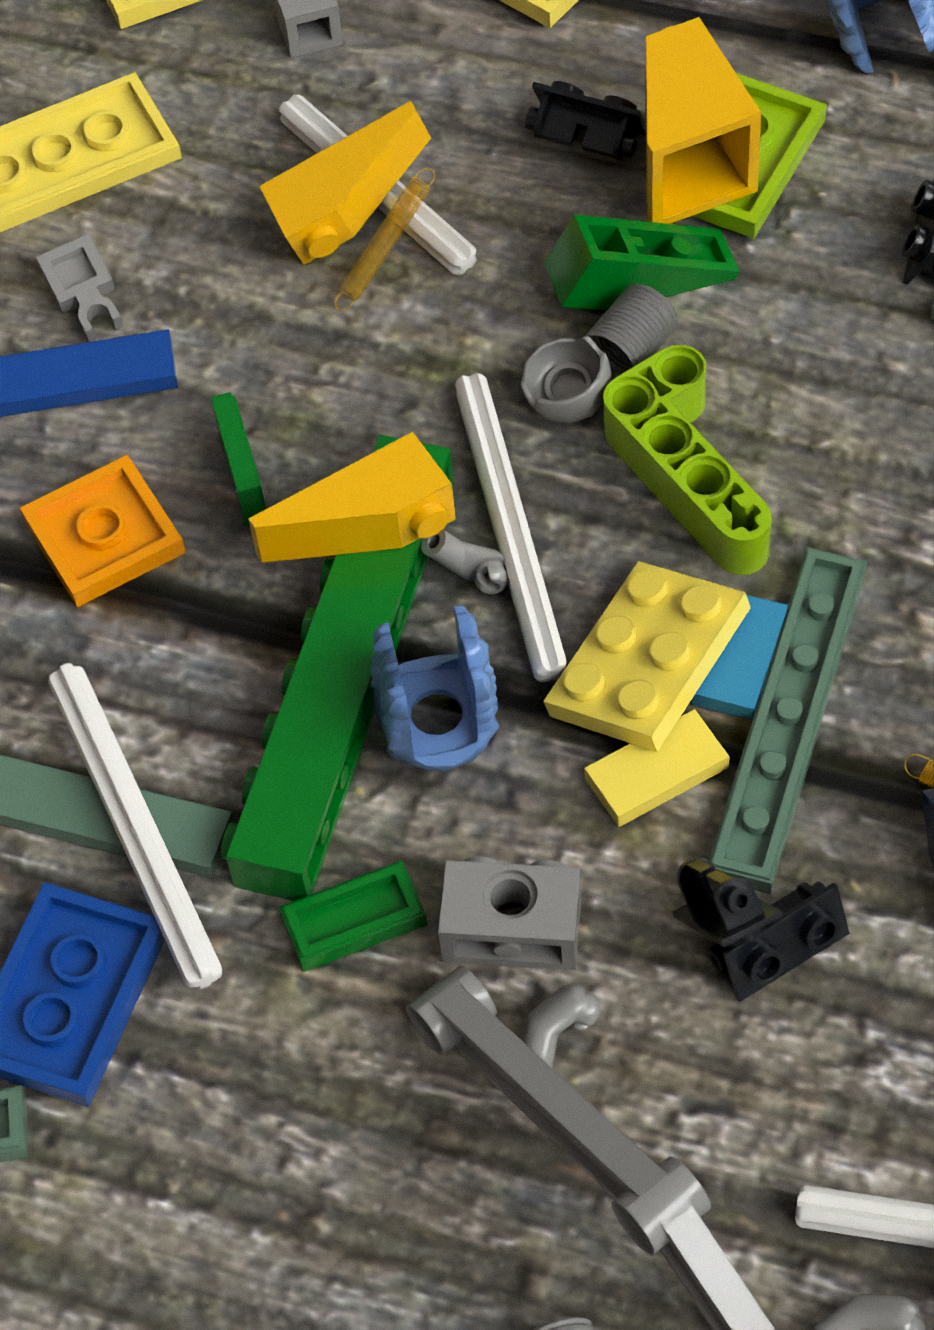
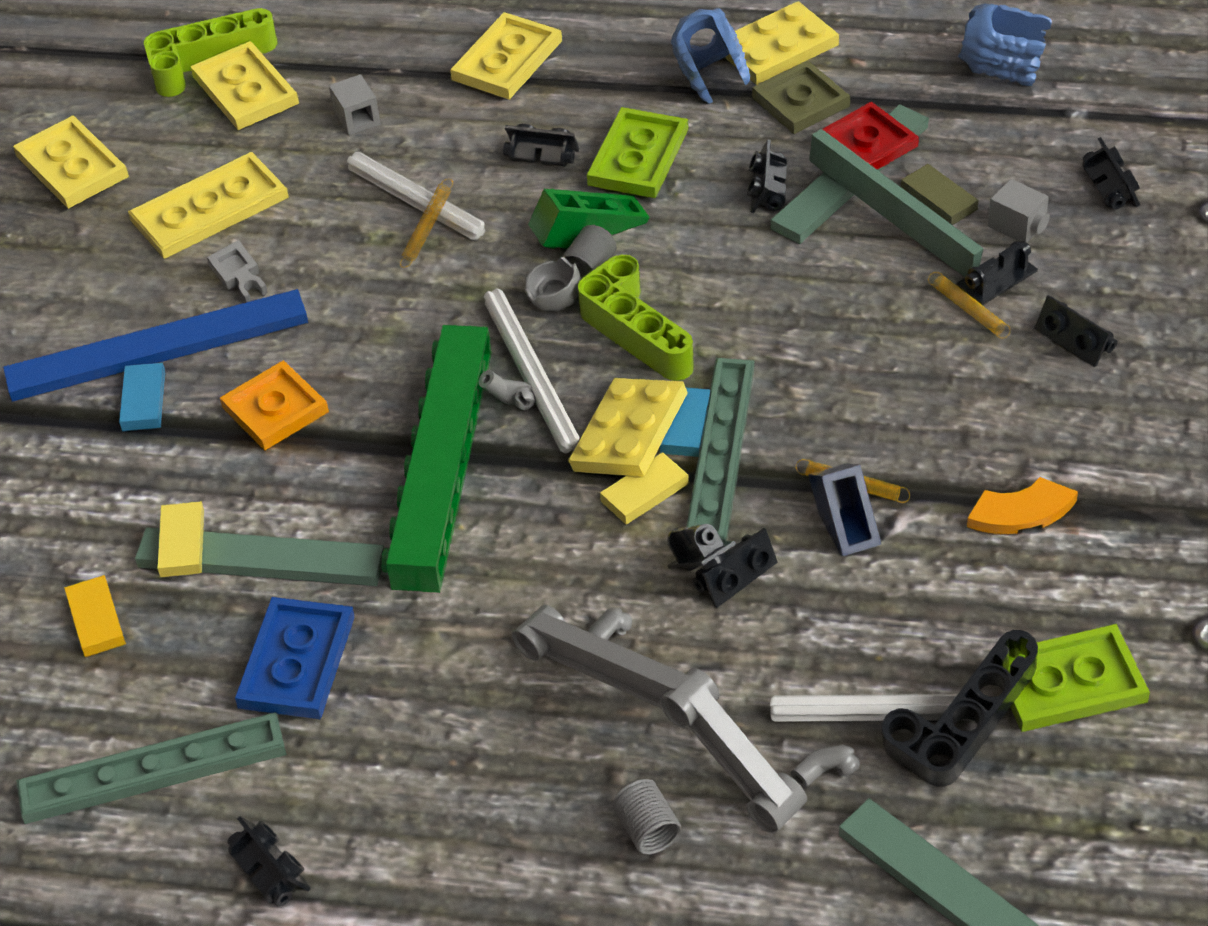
camera: 10 degrees left, 10 degrees down
(135, 828) = (325, 558): white axle -> none
(238, 456) = (355, 353): green tile -> none
(341, 186) = (394, 196): yellow slope -> none
(353, 916) = (469, 593): green tile -> none
(361, 508) = (438, 362): yellow slope -> none
(460, 676) = (517, 453): medium blue piece -> none
(535, 938) = (568, 575): light grey brick -> none
(696, 125) = (611, 133): yellow slope -> none

